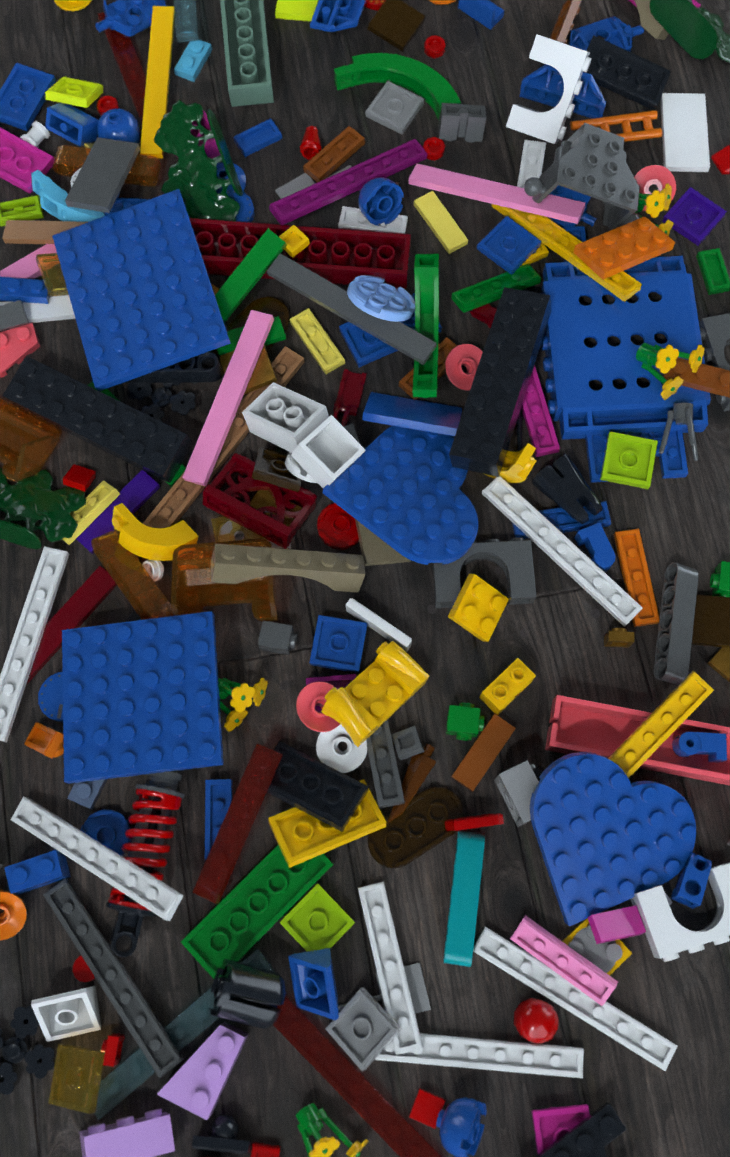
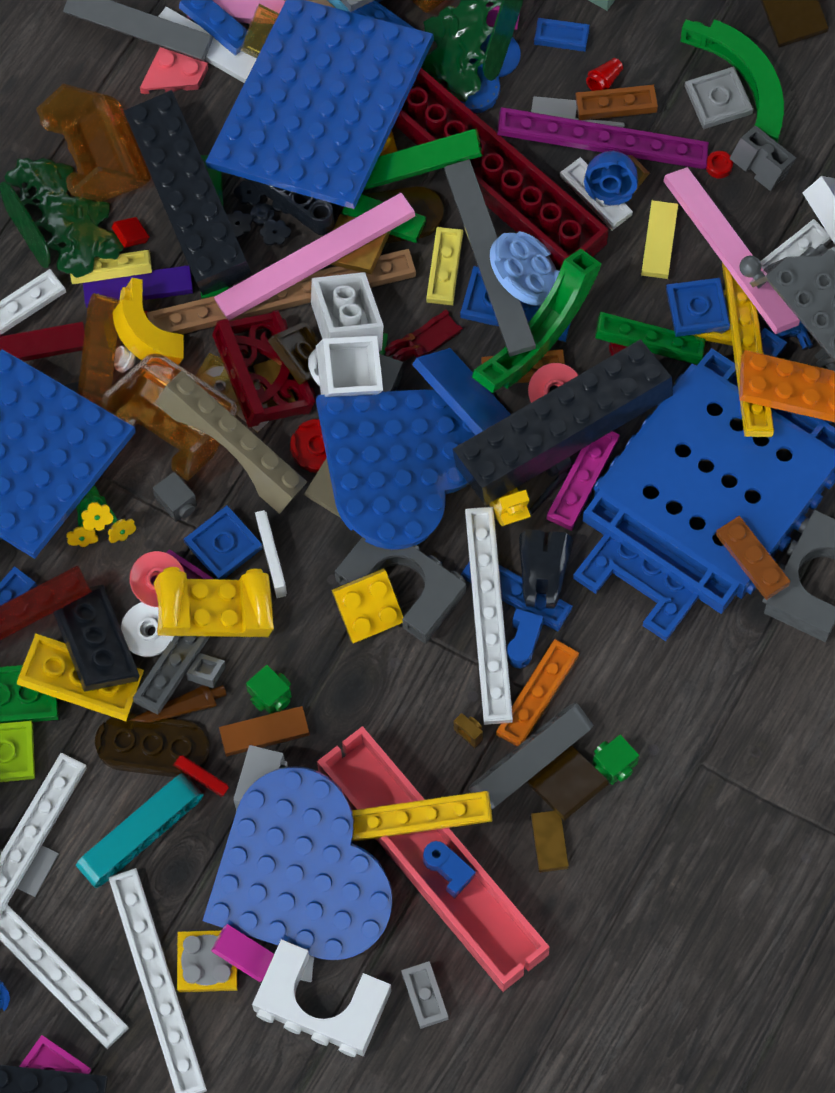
camera: 40 degrees right, 5 degrees down
(295, 241) = (493, 157): yellow tile -> none
(434, 46) = (813, 65): red tile -> none
(507, 686) = (332, 691): yellow brick -> none
(536, 1020) = (110, 974): red hair -> none
(564, 960) = (173, 944): bright pink tile -> none
(628, 460) = (617, 581): lime plate -> none
(665, 359) = (717, 509): plant -> none
(684, 416) = (702, 578): dark grey plant -> none
(692, 881) = (340, 973): blue leg -> none

